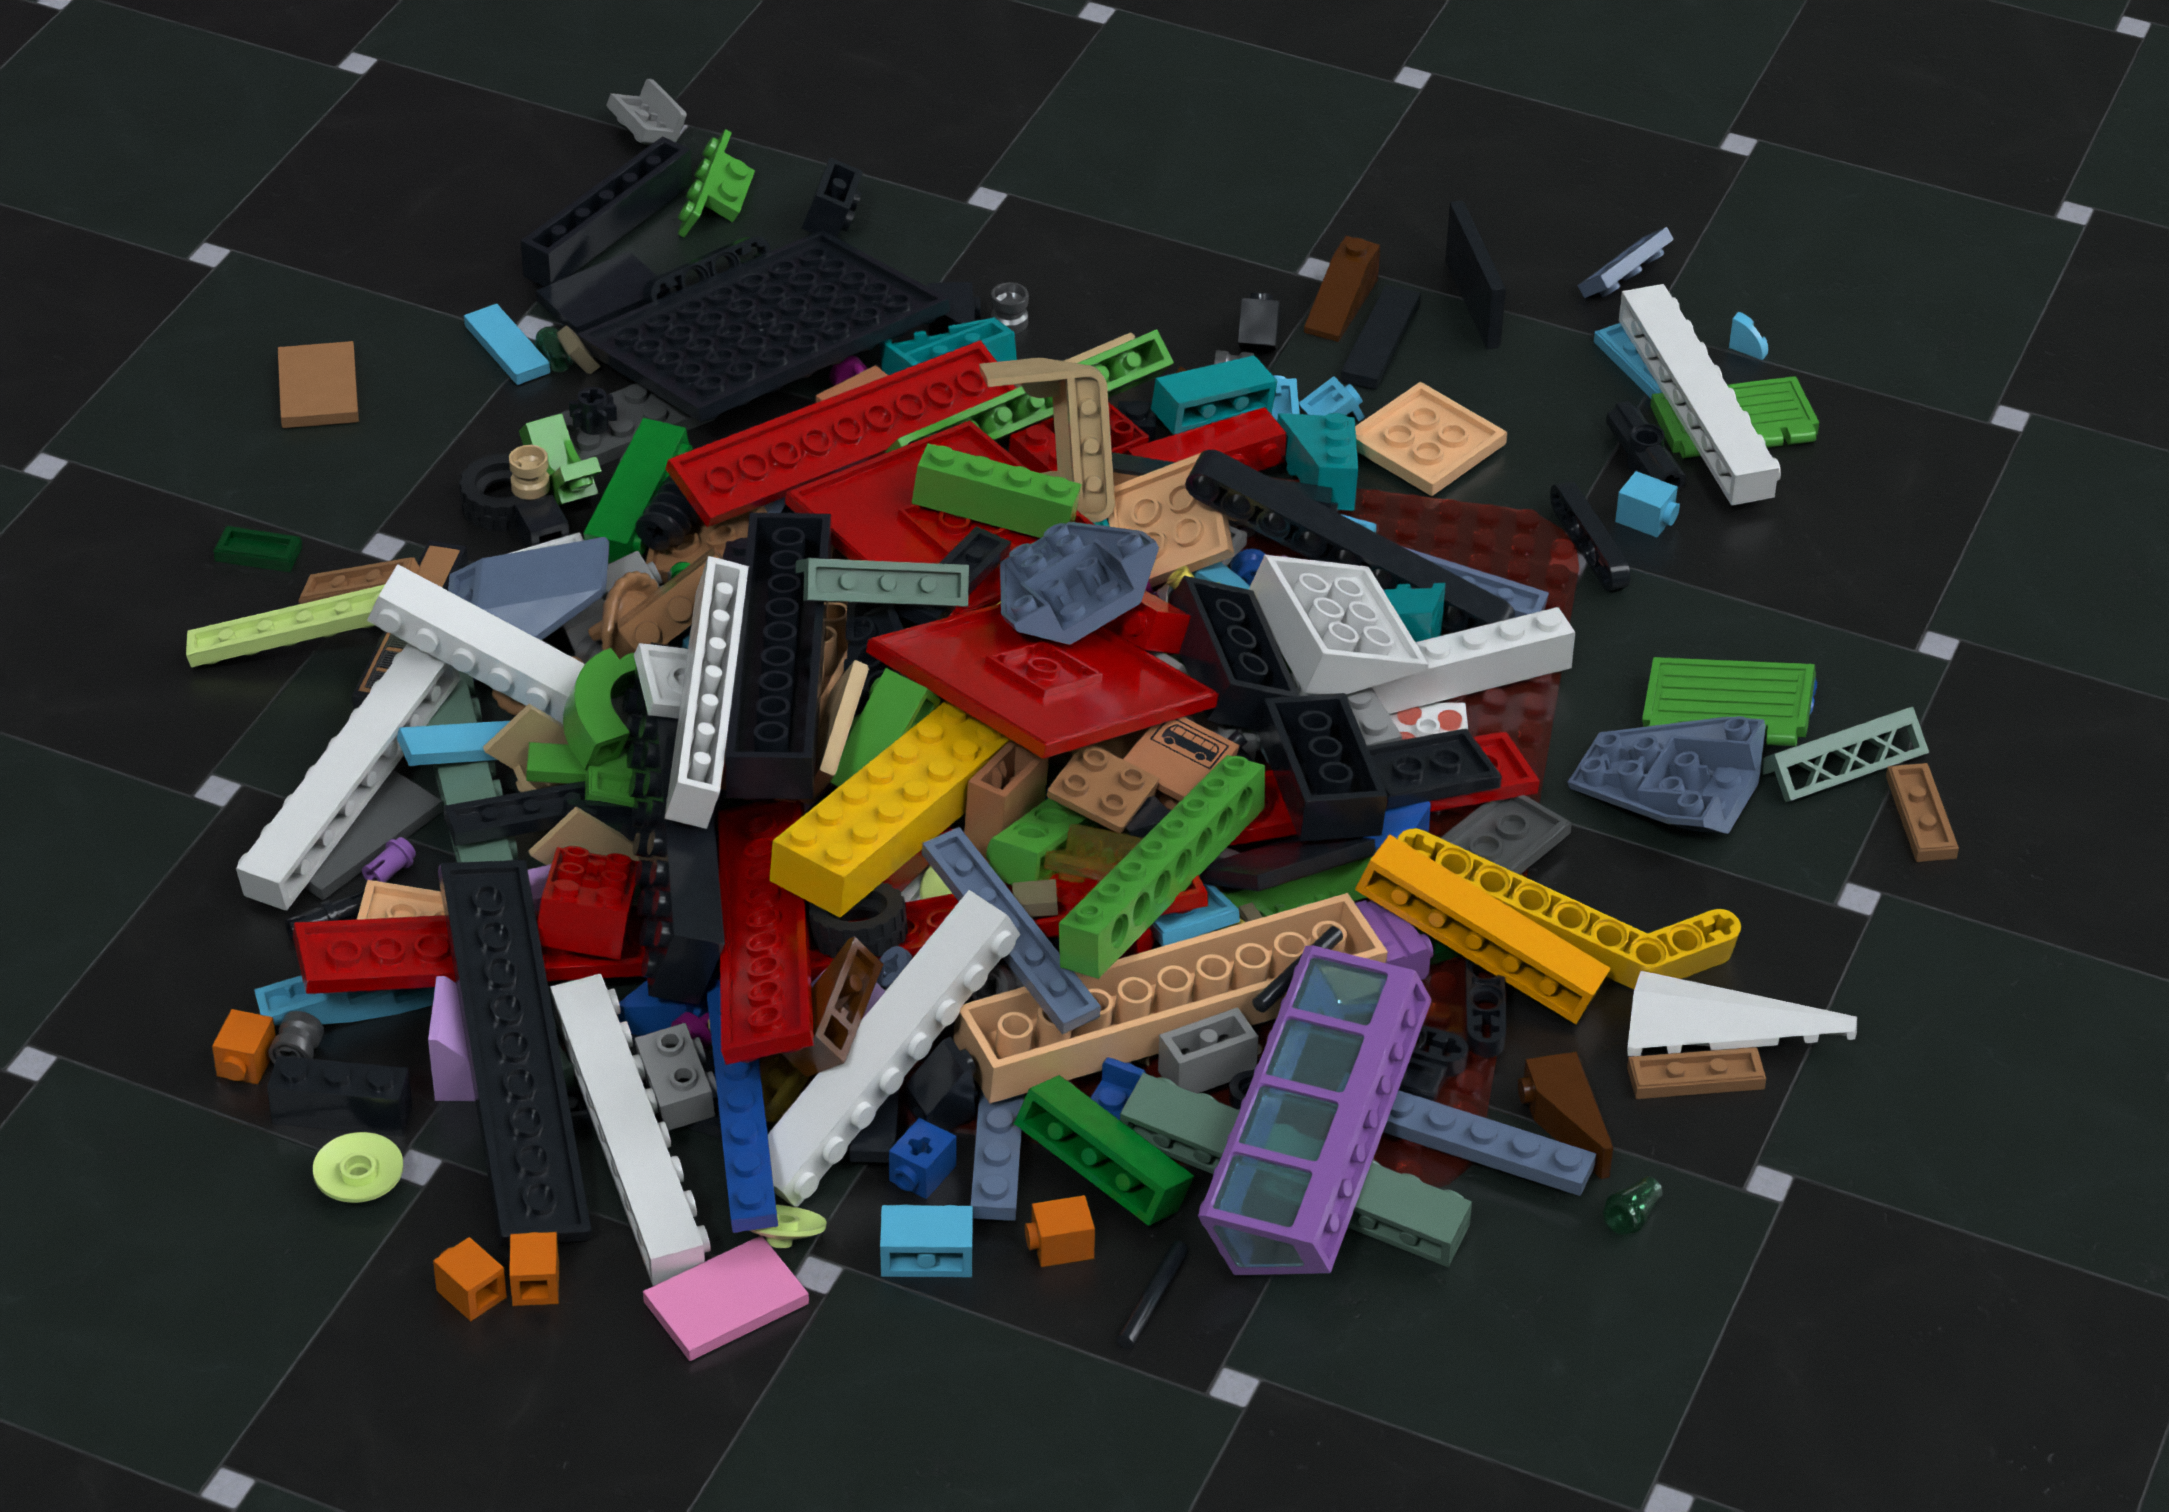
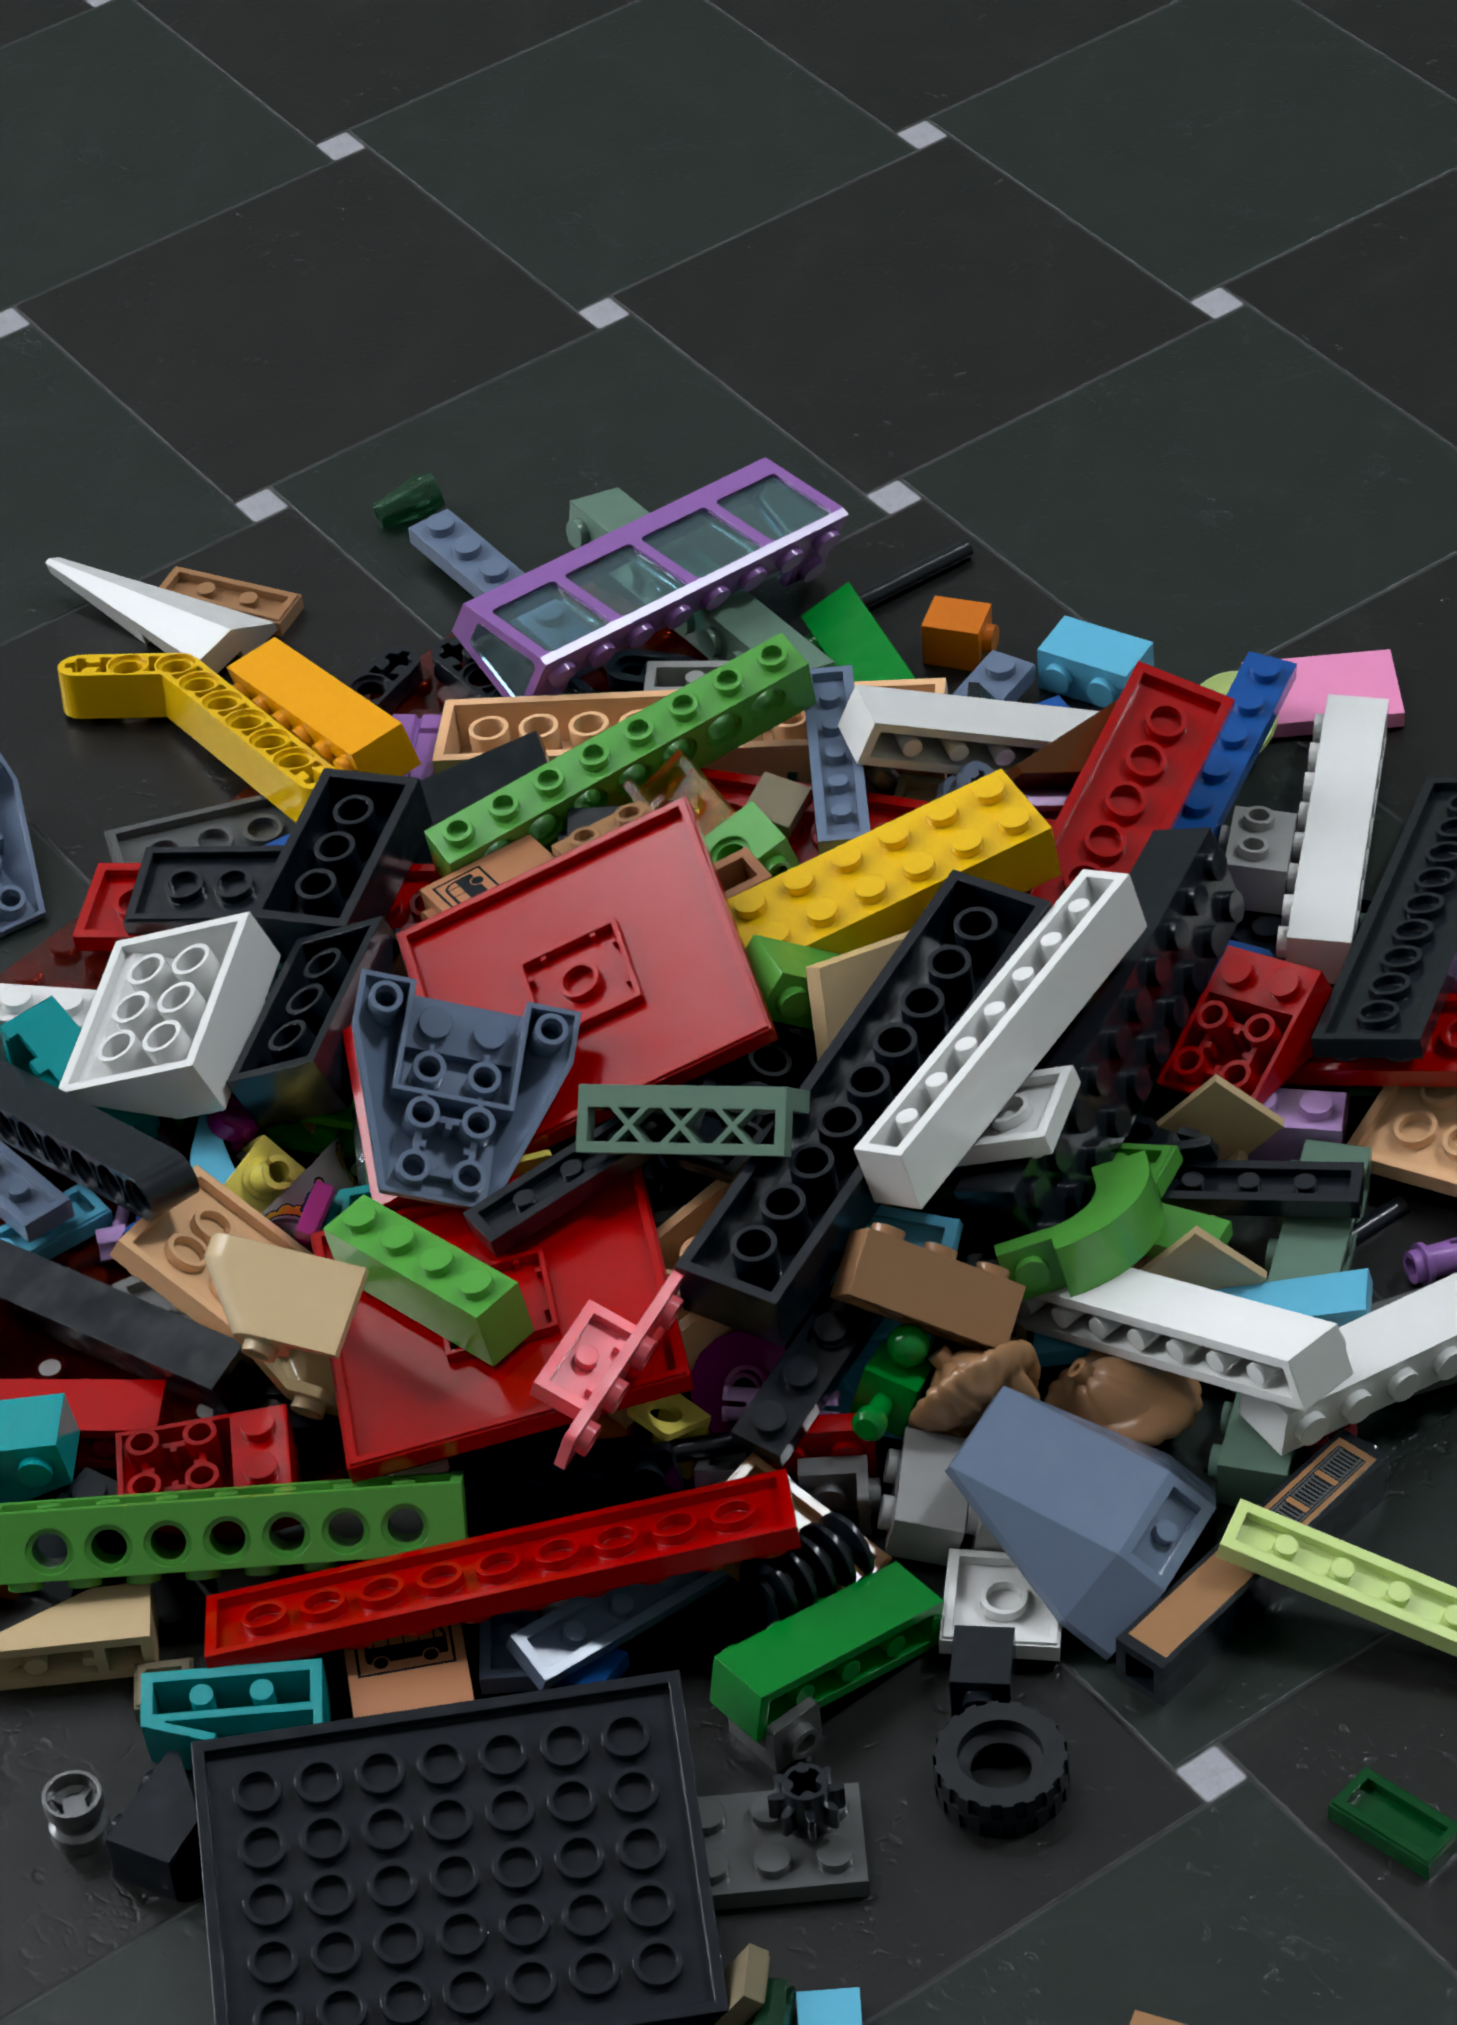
camera: 145 degrees left, 0 degrees up
(352, 579) = (1290, 1657): medium nougat tile -> none
(529, 472) = (965, 1704): tan wheel -> none
(568, 475) = (901, 1740): bright green arch -> none
(840, 464) = (594, 1359): none -> coral bracket
(1281, 983) = (557, 689): black bar -> none
(1566, 1106) = (381, 600): reddish brown slope -> none

